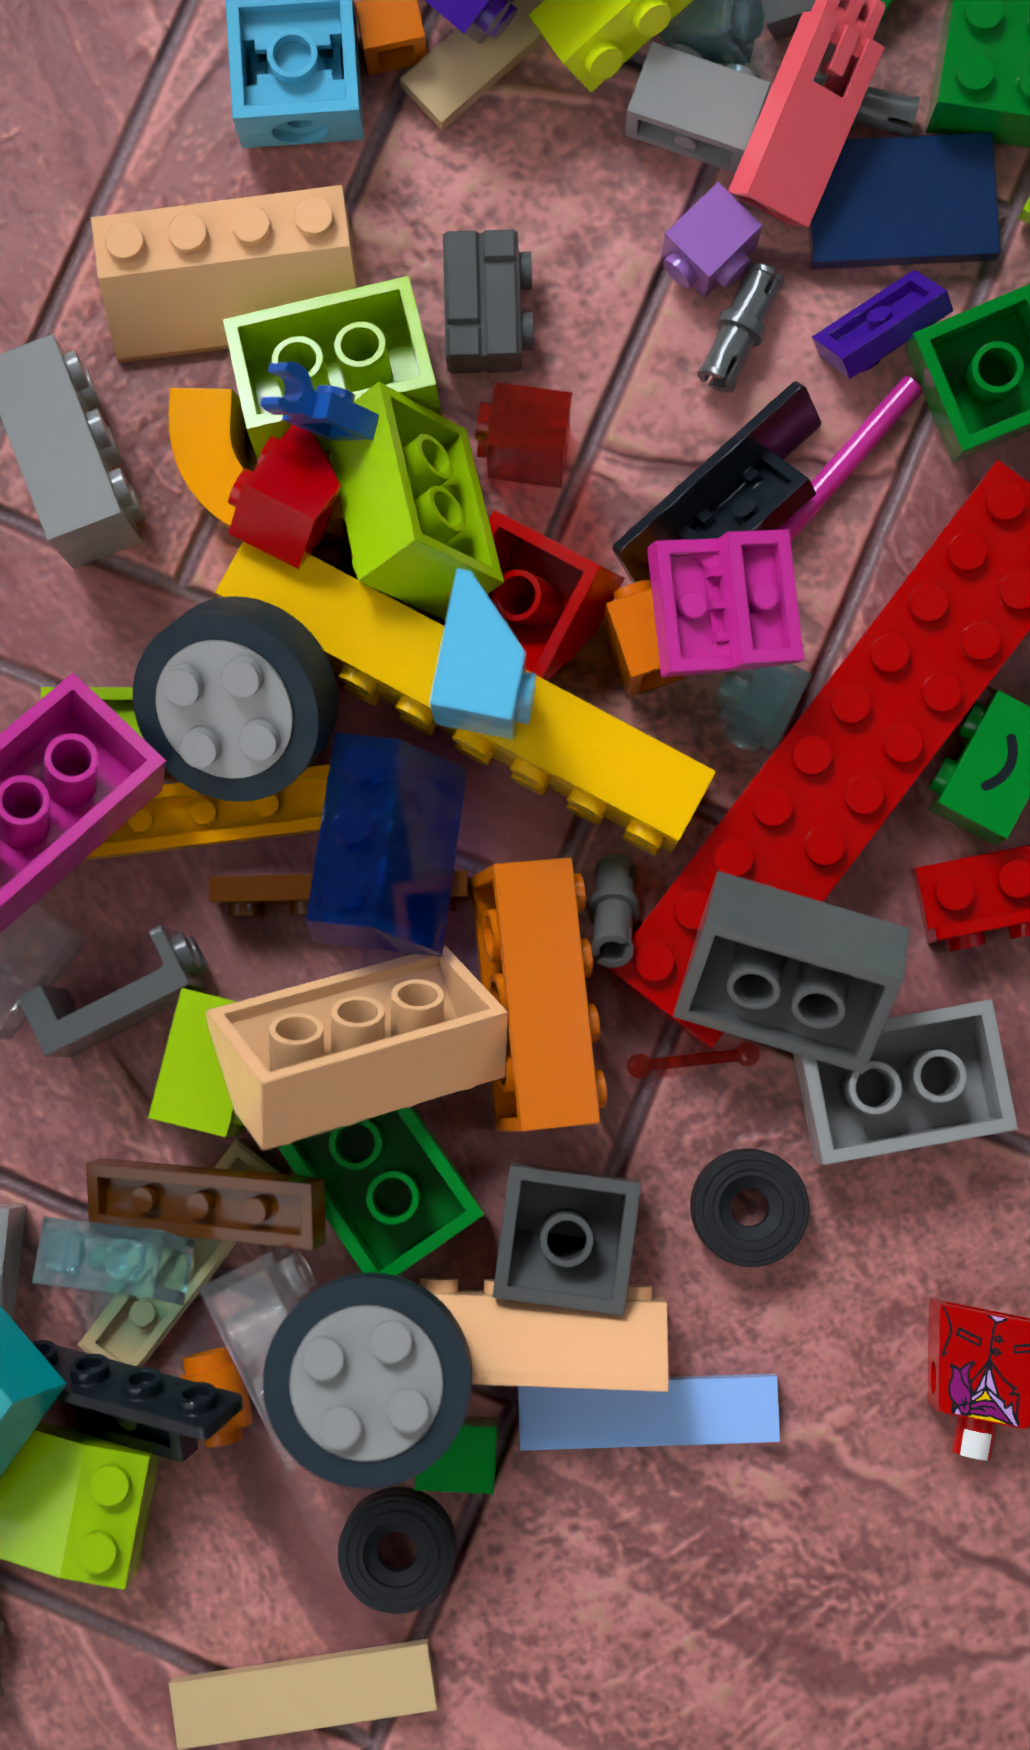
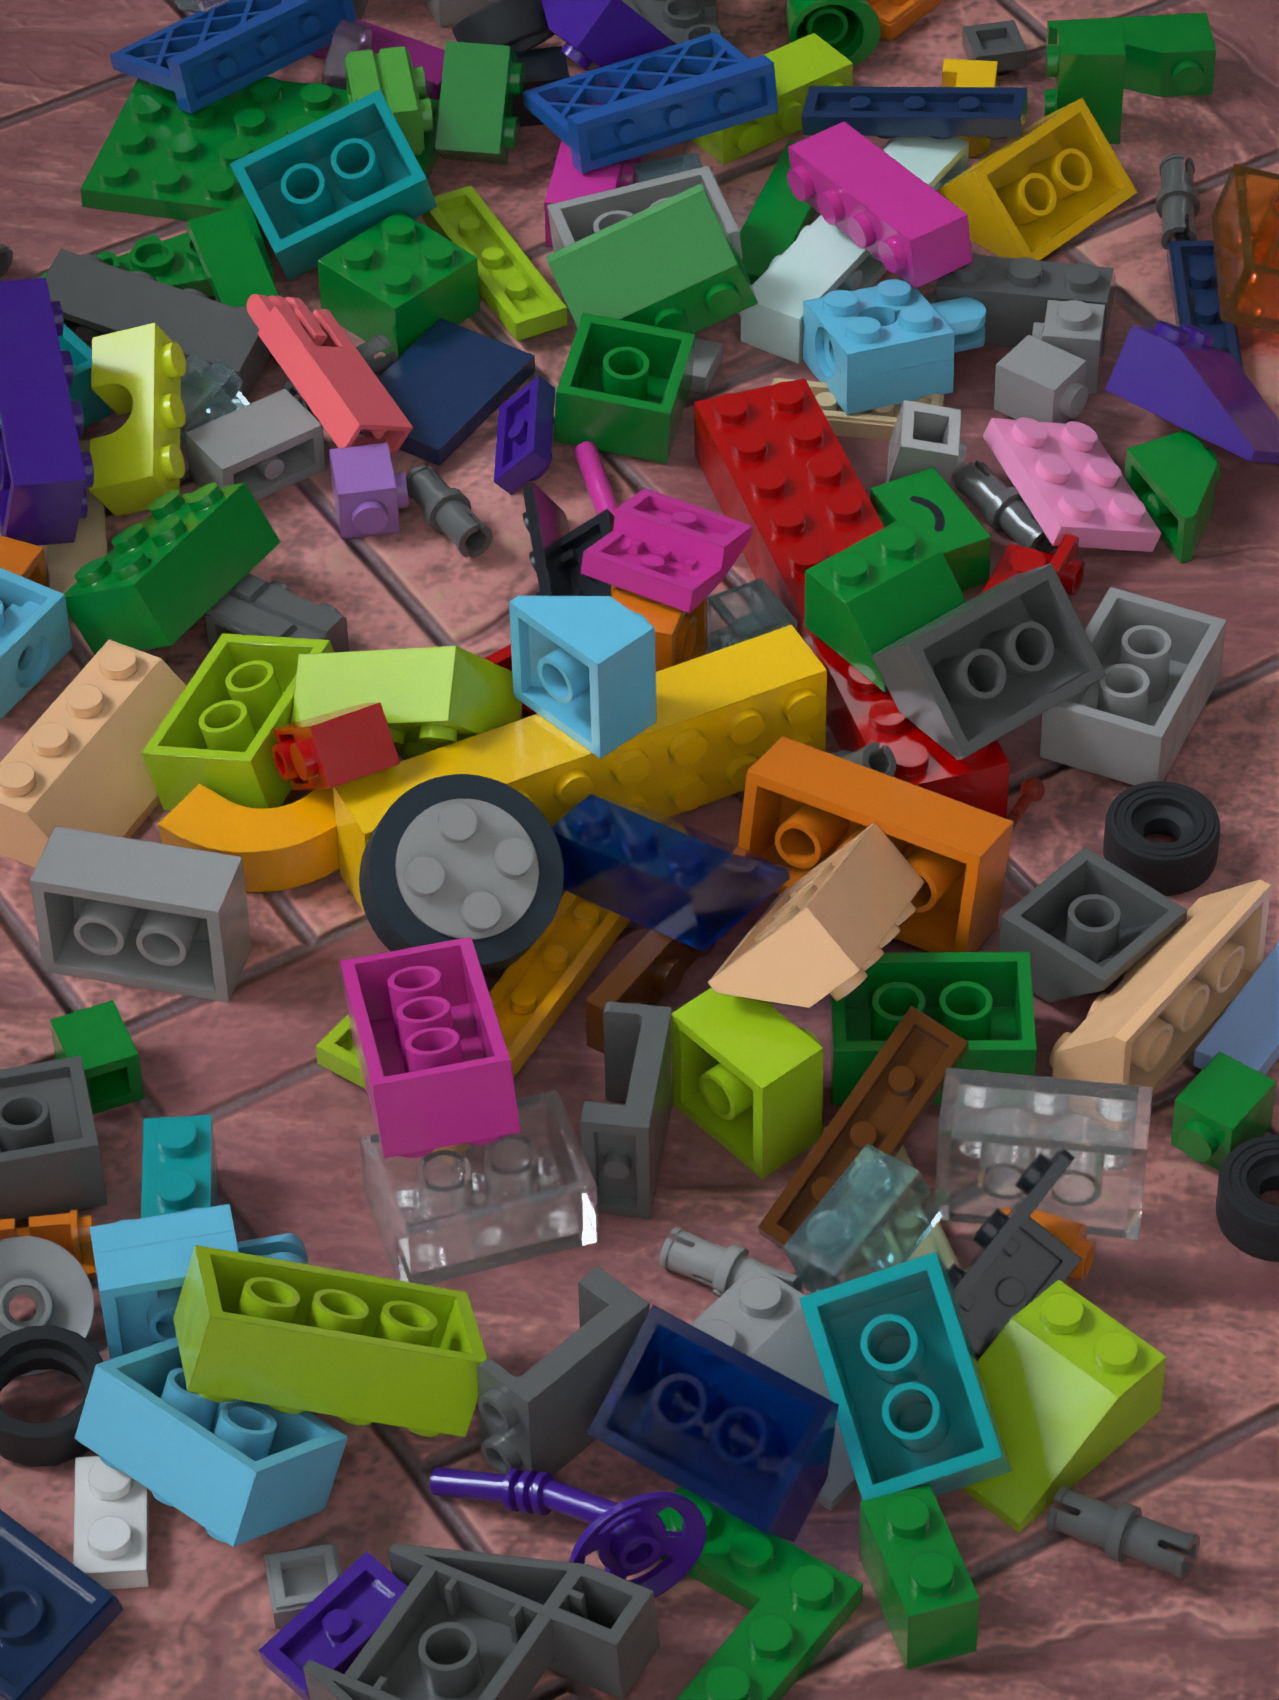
camera: 60 degrees left, 40 degrees down
(40, 1162) = (713, 1263): none -> light grey pin
(323, 412) = (292, 685): blue plate -> none
(367, 1380) = (1108, 1035): wheel -> none
(468, 165) = (170, 567): none -> green brick
(525, 434) = (415, 612): clear red brick -> none
(806, 832) = (878, 594): none -> green slope

